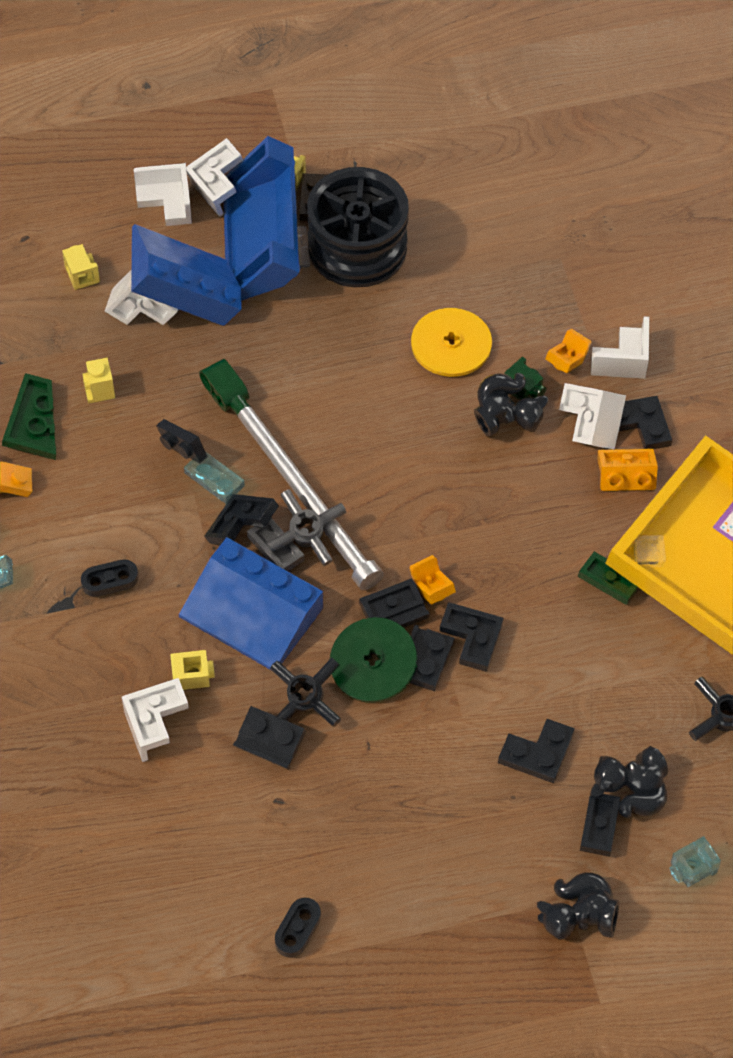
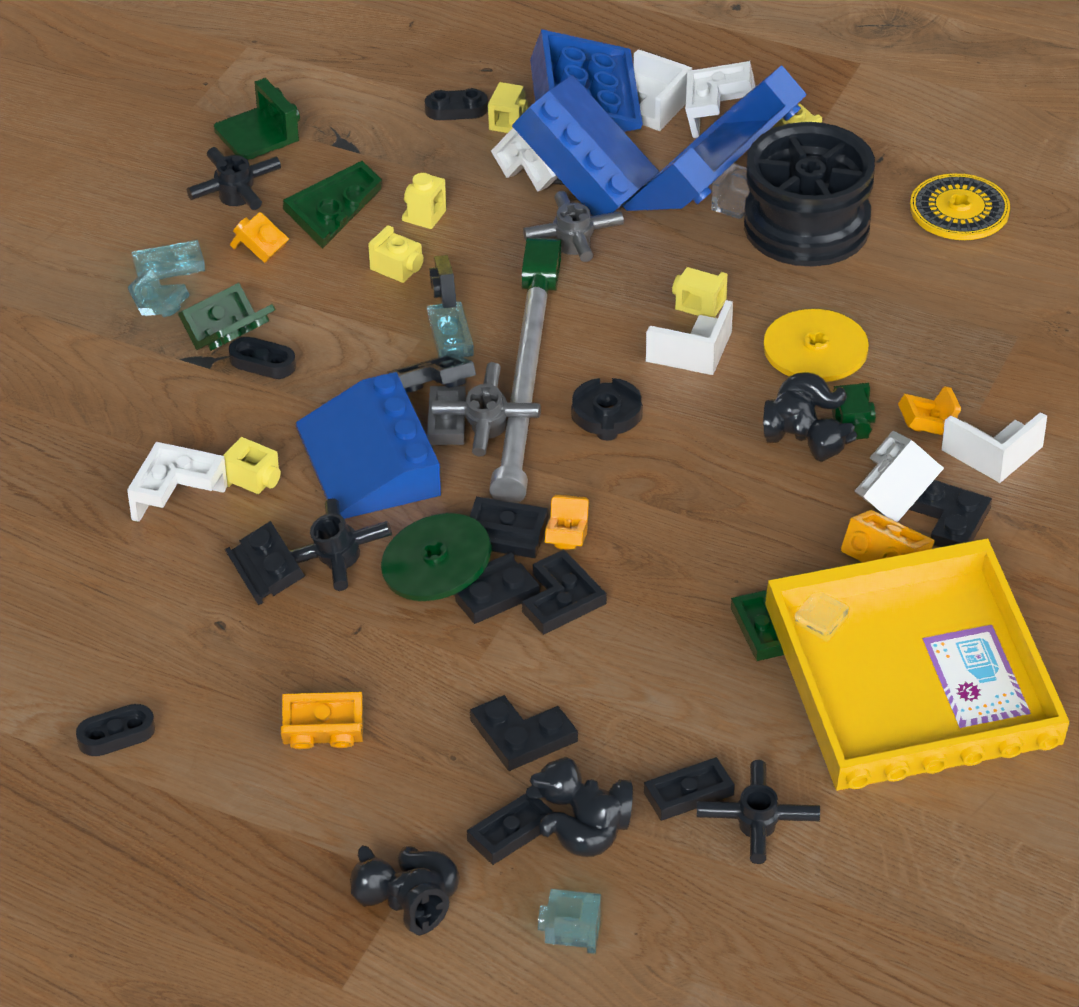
camera: 40 degrees right, 15 degrees down
(37, 282) = (456, 104): none -> black plate
(60, 566) = (222, 318): none -> dark green bracket
(105, 211) = (599, 67): none -> blue slope
(121, 438) = (394, 255): none -> light yellow brick
(220, 342) = (573, 226): none -> flat silver bar
(347, 346) = (700, 292): none -> light yellow brick
(369, 487) = (606, 422): none -> black plate
(384, 389) = (692, 351): none -> white panel
(419, 829) = (322, 719): none -> light orange bracket
(423, 172) = (960, 206): none -> piece
(673, 724) = (682, 789): none -> black plate

